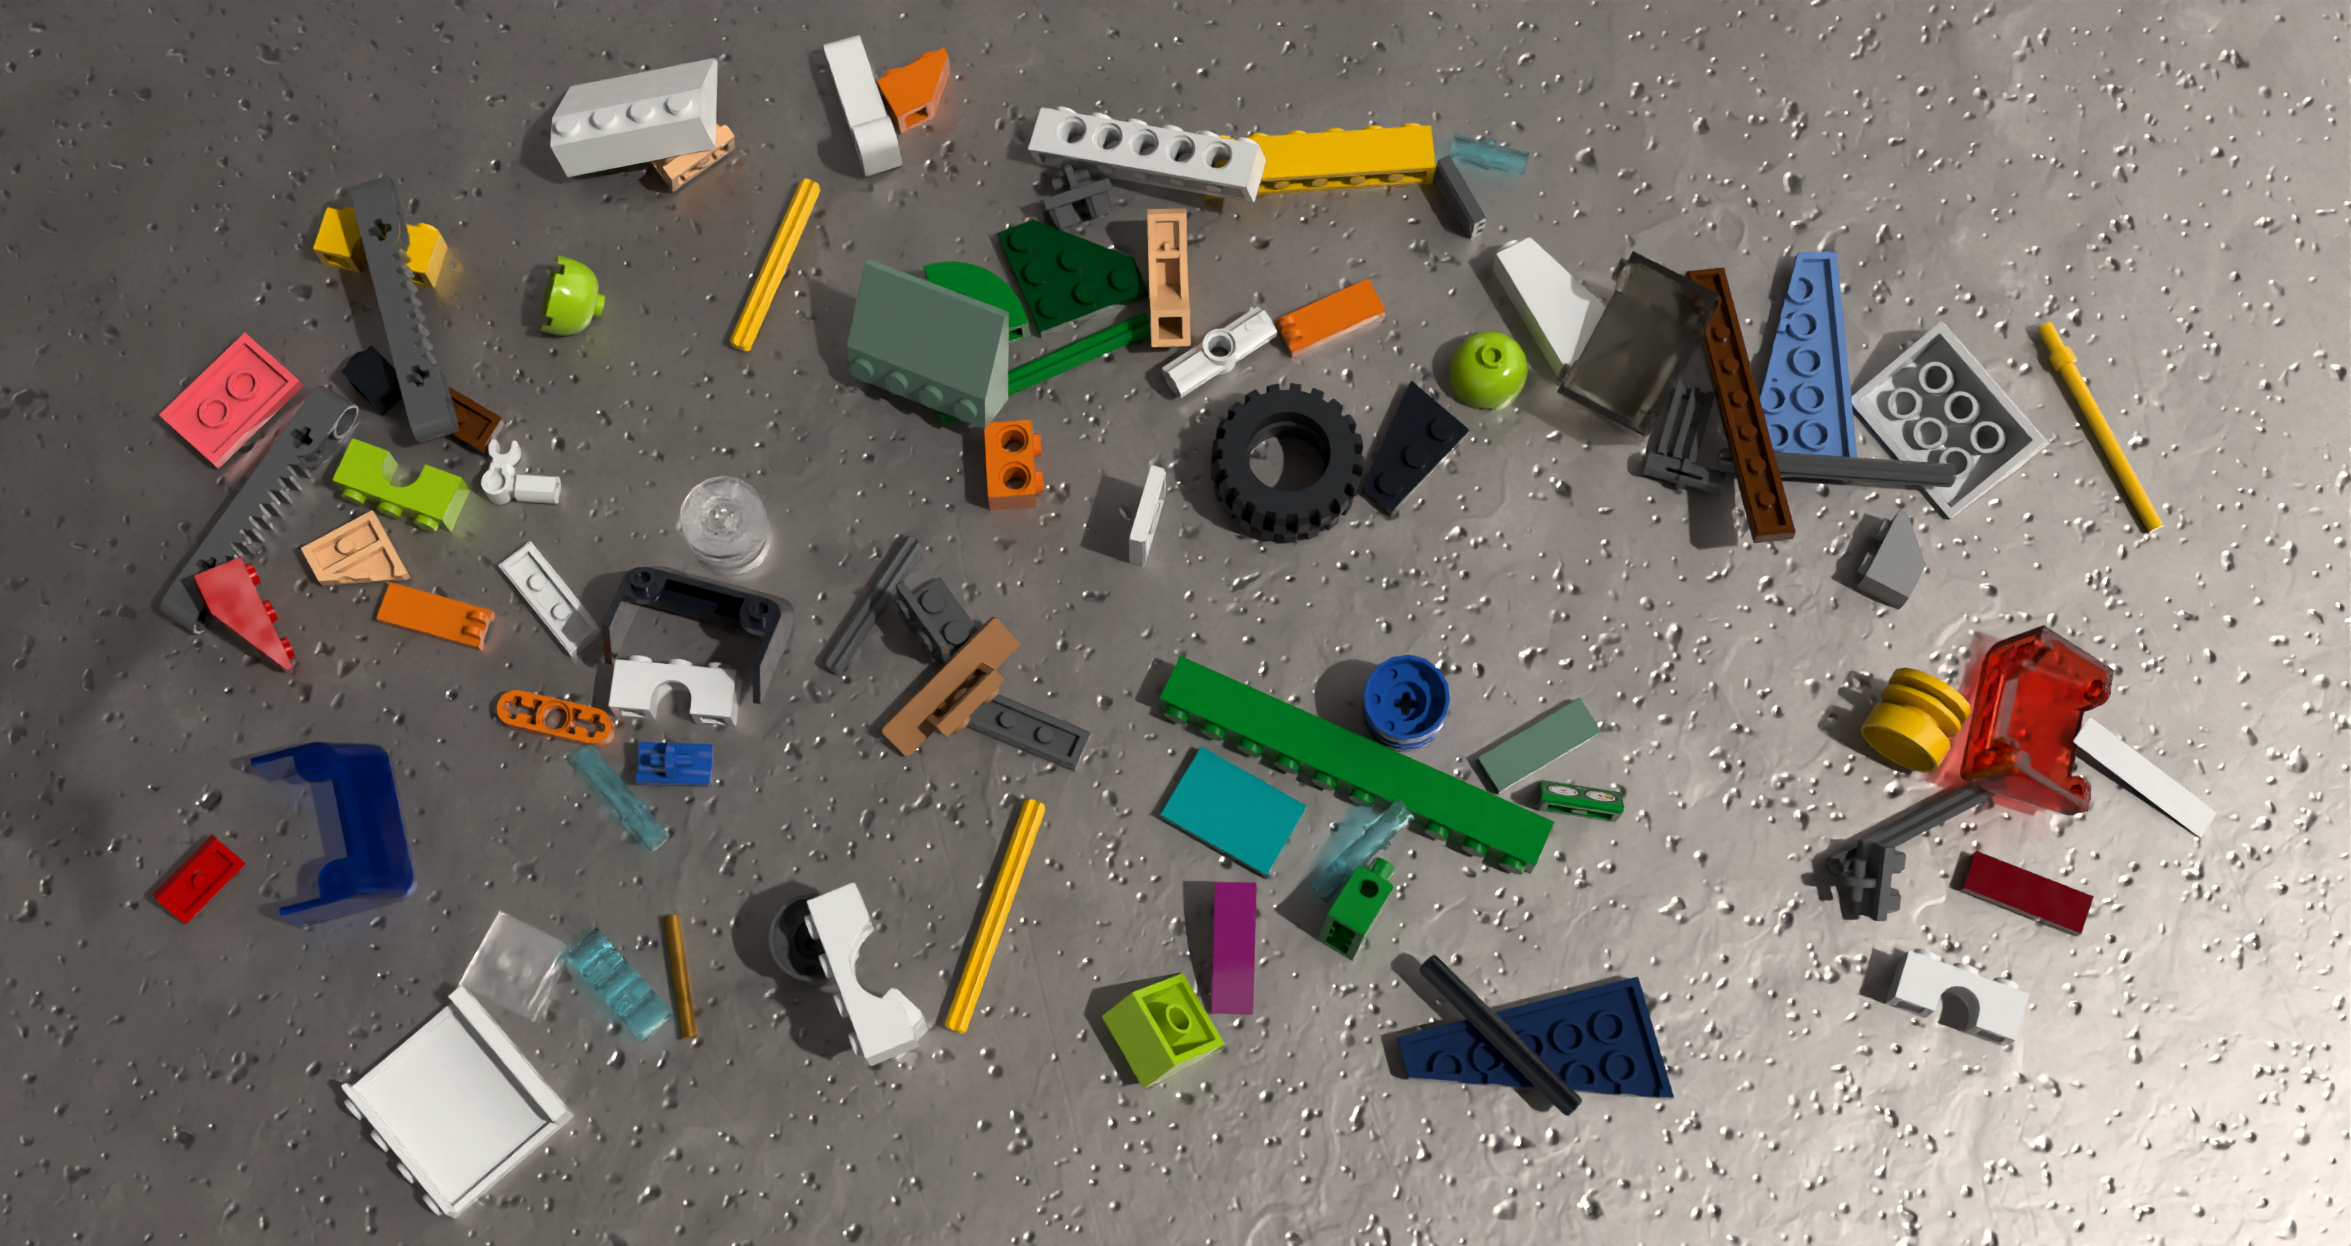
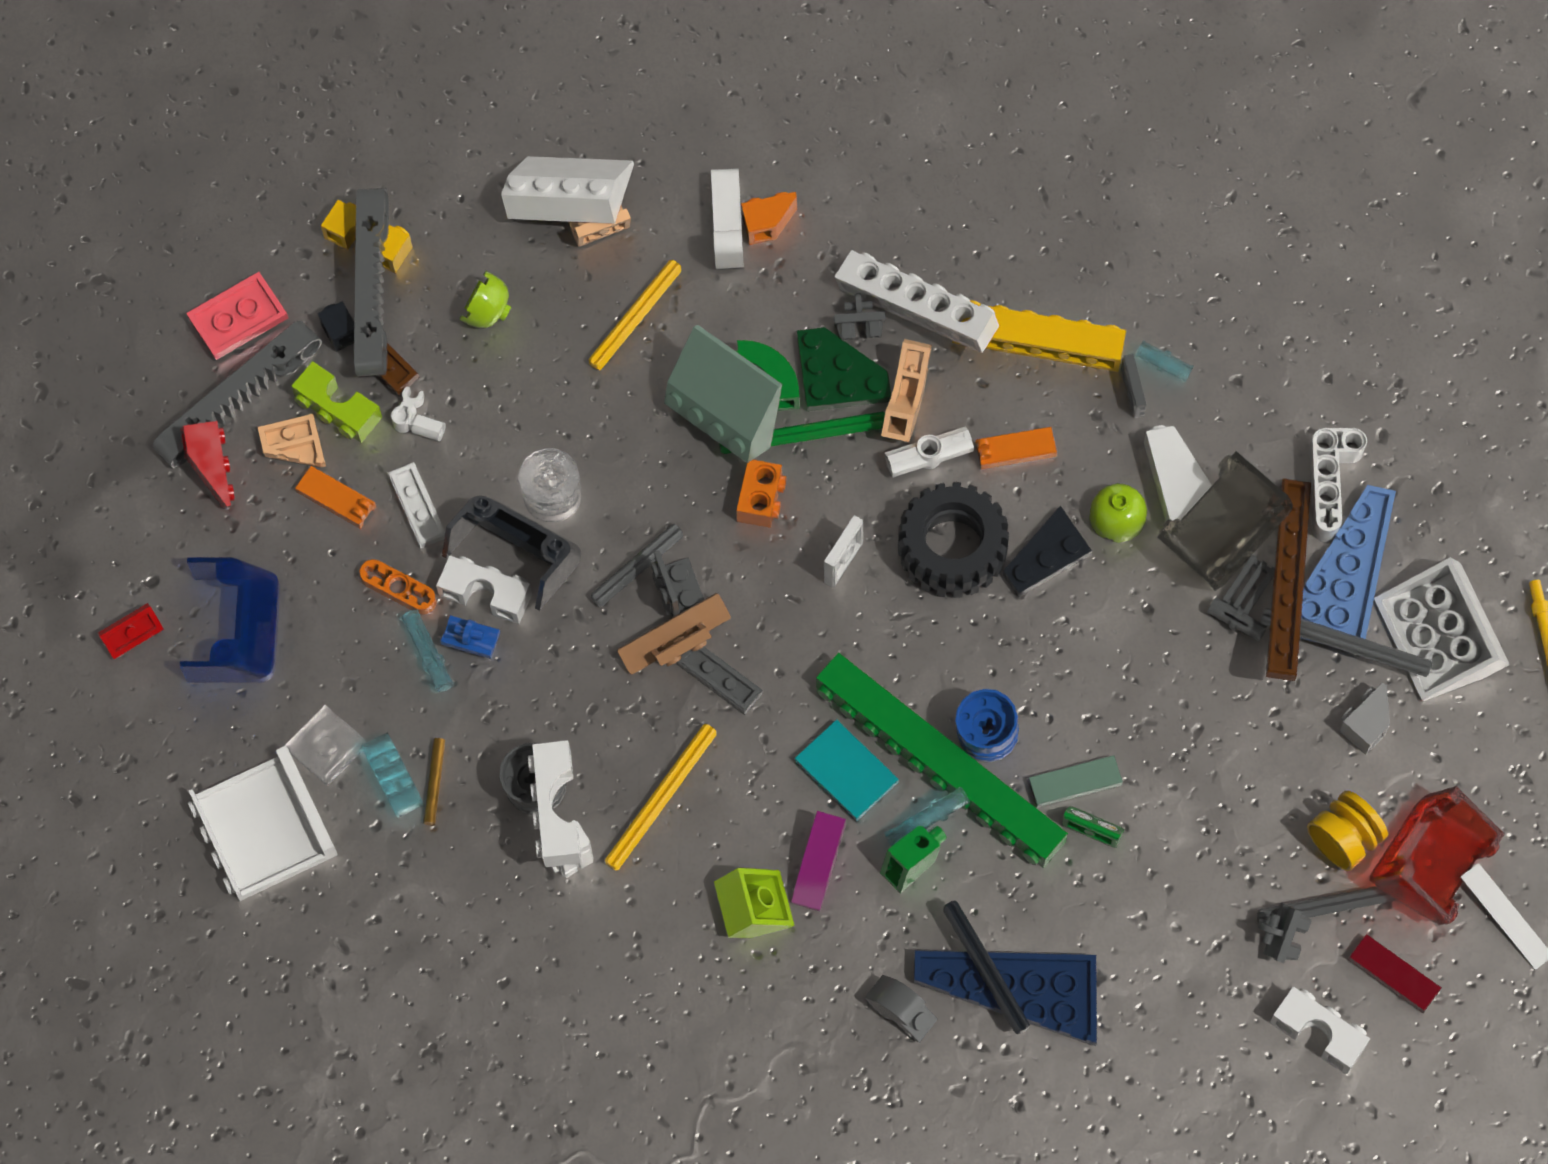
camera: 20 degrees right, 5 degrees down
(1402, 1119) = (902, 1005): none -> dark grey brick
(1752, 264) = (1330, 484): none -> white beam

